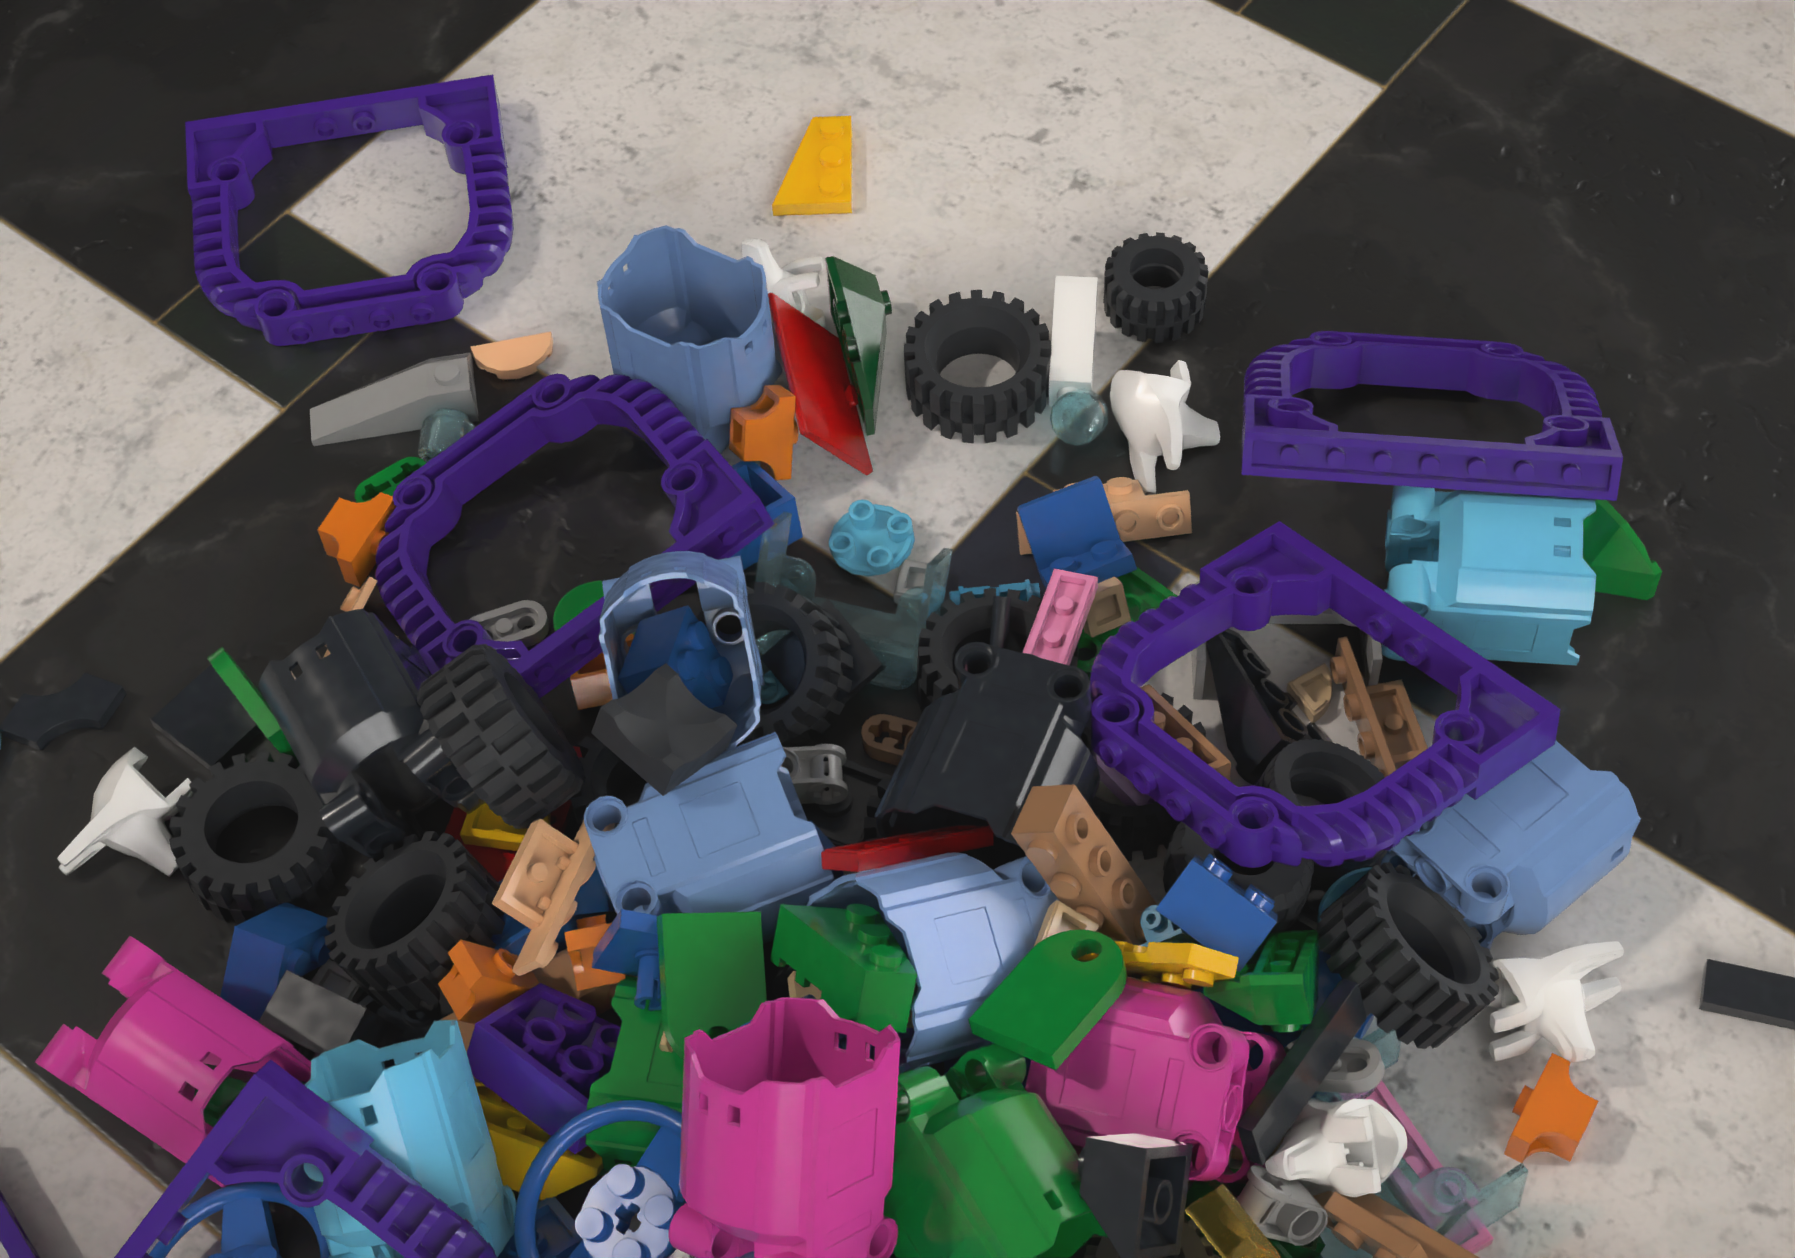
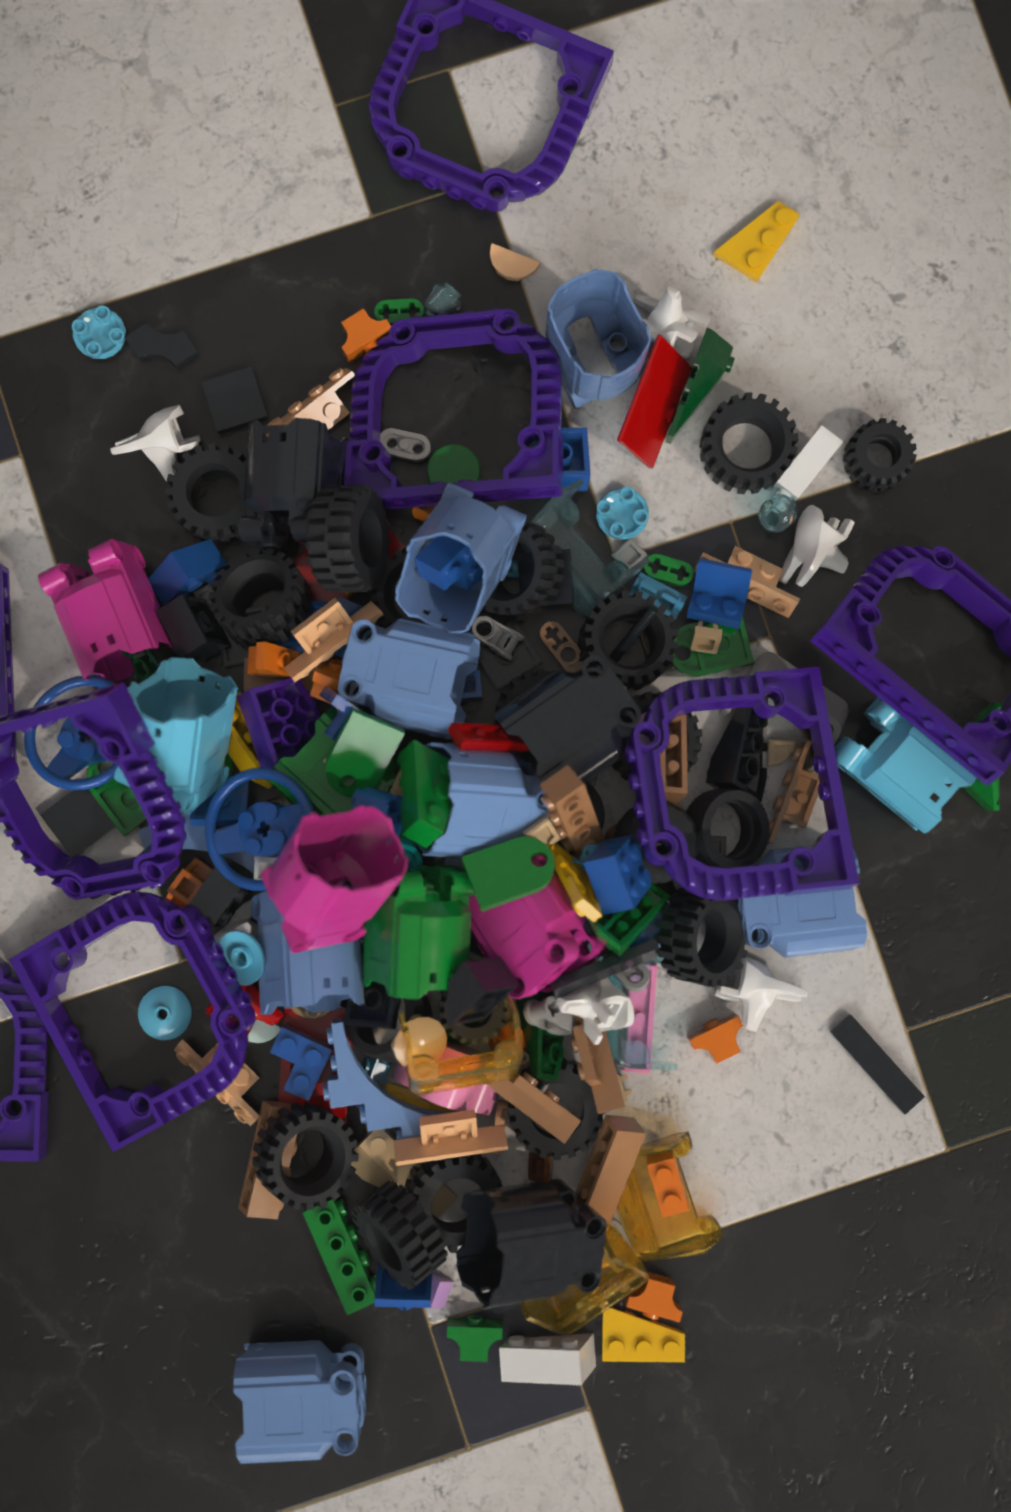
camera: 30 degrees right, 30 degrees up
(250, 699) = (248, 408): green tile -> none
(398, 401) = (436, 254): light grey wedge -> none
(663, 730) = (414, 610): black brick -> none
(766, 431) = (603, 420): orange brick -> none
(986, 568) = (669, 564): none -> green beam
(1061, 616) = (661, 651): bright pink tile -> none

